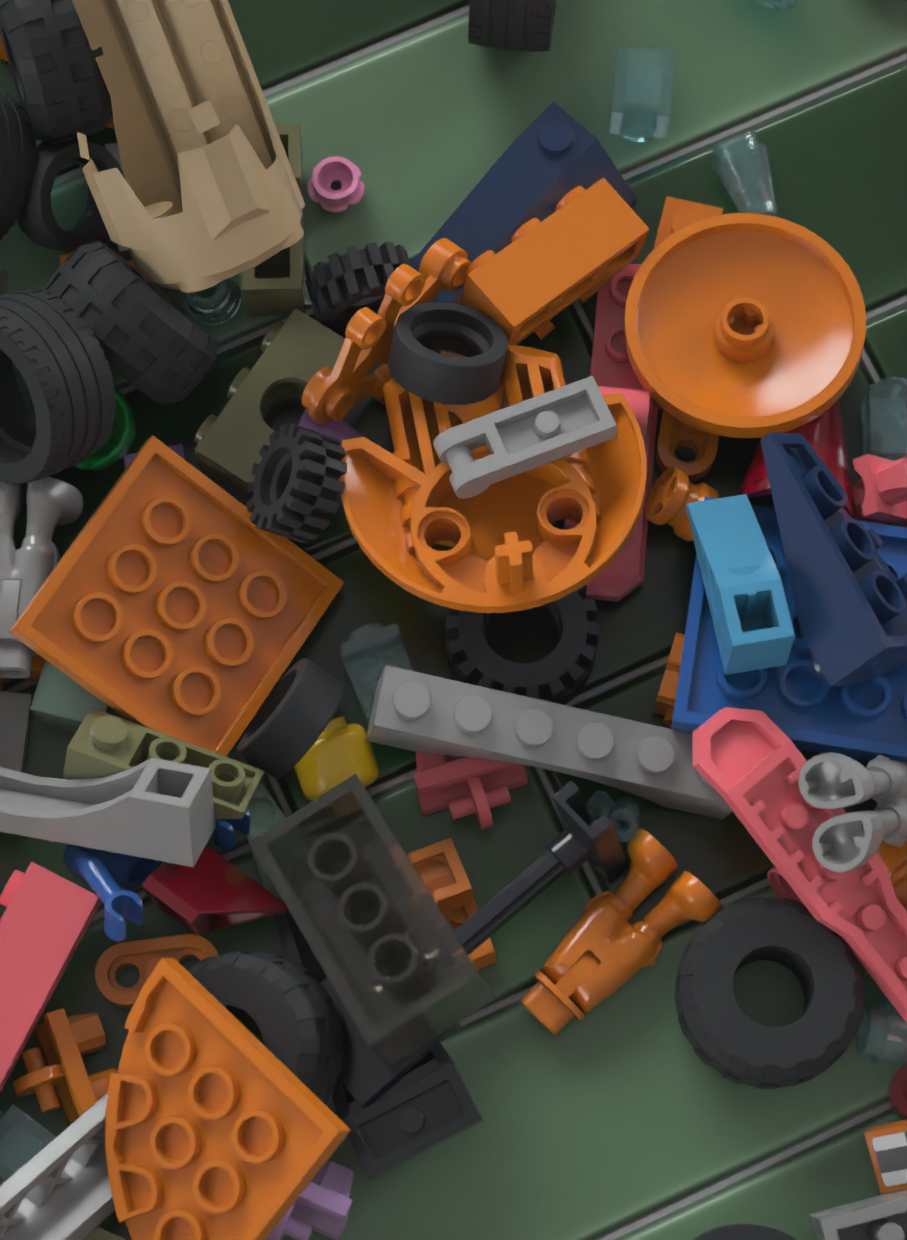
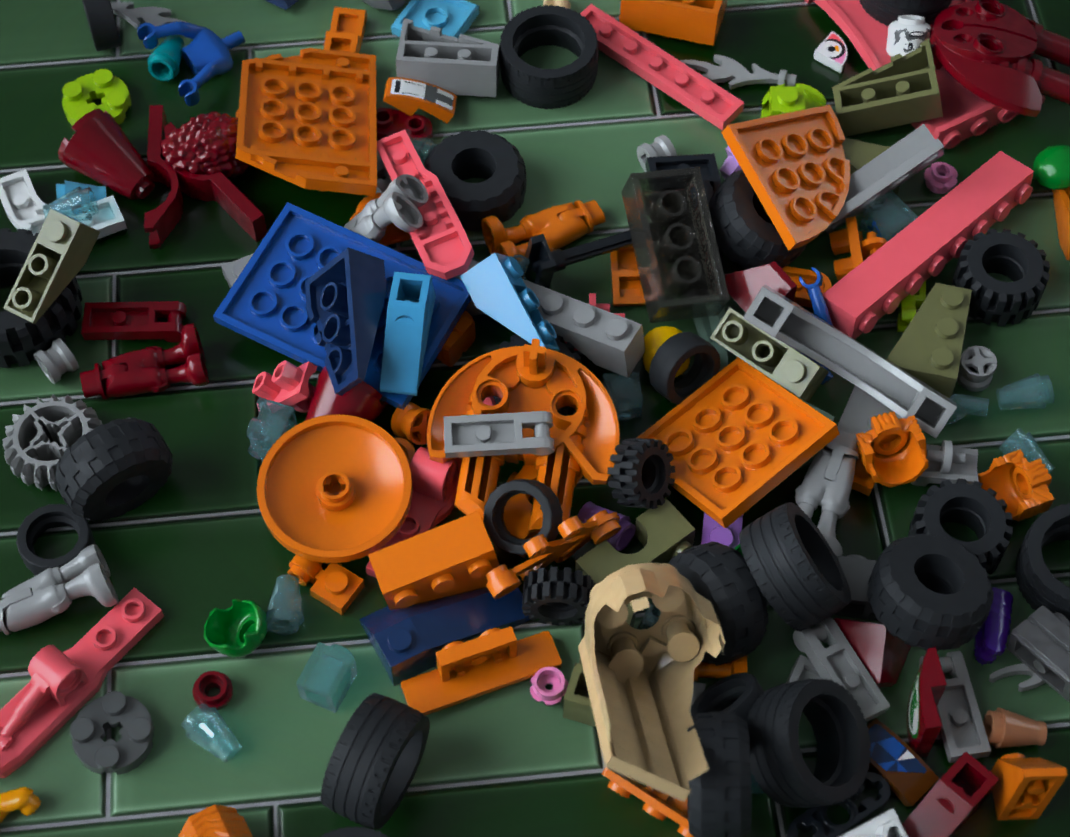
camera: 160 degrees left, 15 degrees down
(434, 171) = (479, 668): none -> orange bracket
(473, 1167) = (660, 147): none -> light grey wheel
(601, 691) = (502, 294): none -> slope
(791, 21) = (210, 680): none -> dark red plate
(796, 110) = (236, 629): none -> green hair

